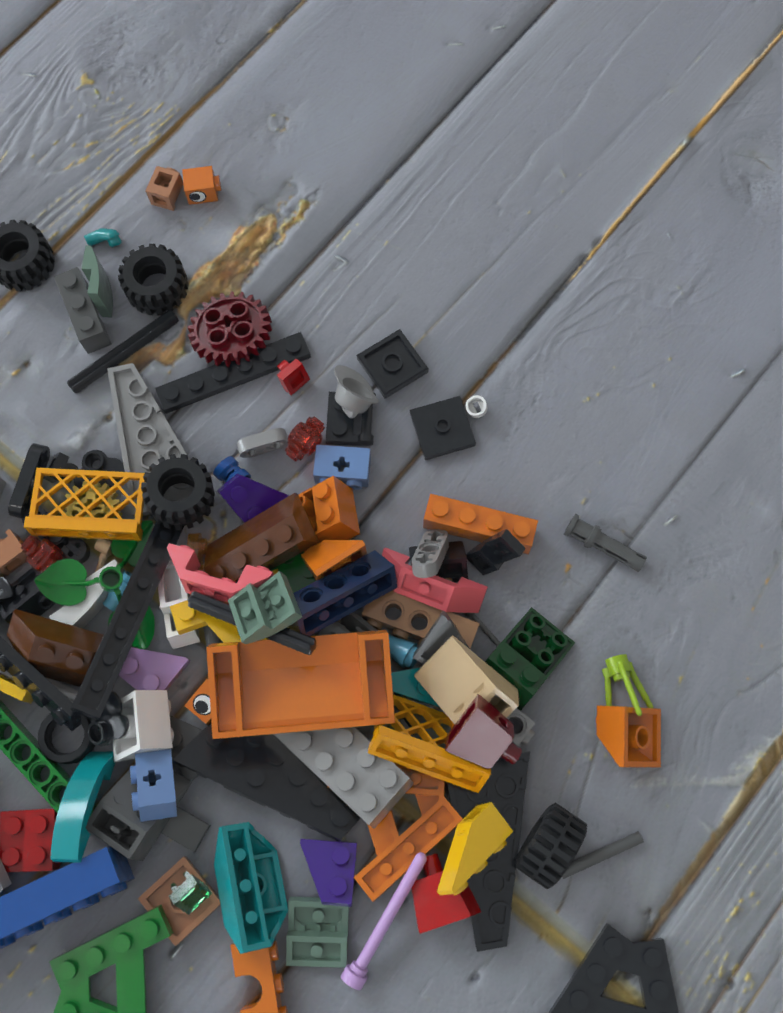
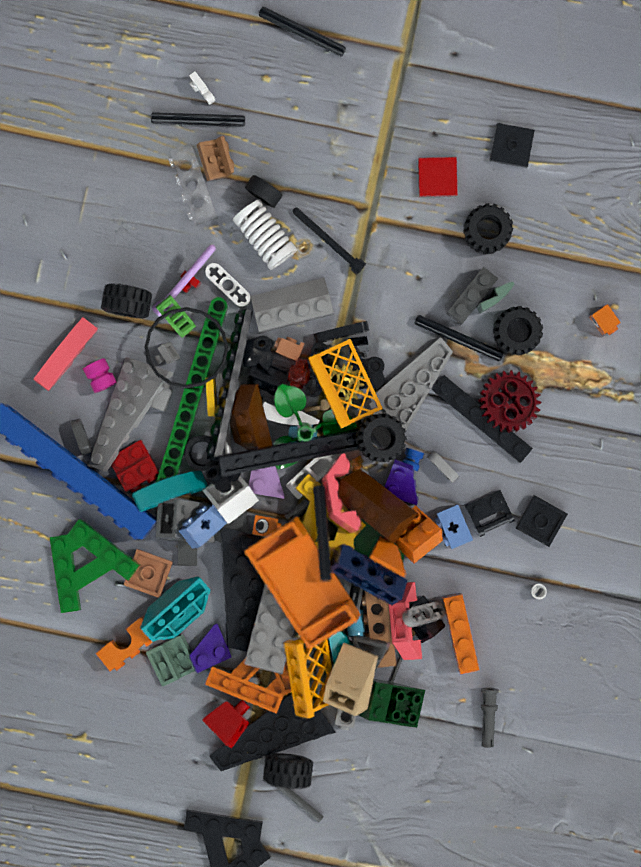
camera: 60 degrees right, 15 degrees up
(103, 234) = (534, 273): teal arm -> none
(164, 187) = (582, 296): nougat brick -> none
(189, 893) = (155, 579): clear green tile -> none
(264, 609) = (334, 539): sand green slope -> none
(292, 375) = (498, 460): red tile -> none
(304, 438) = (458, 494): clear red gear -> none
(353, 391) = (506, 510): light grey piece -> none
(355, 973) = (162, 694): lavender piece -> none
(442, 428) = (514, 576): black plate -> none
(474, 841) = (266, 726): yellow slope -> none
(483, 735) = (328, 703): torso -> none
(494, 552) = (446, 652): black slope -> none
(622, 670) = (414, 764): lime plant -> none
(630, 737) = (376, 787): orange slope -> none

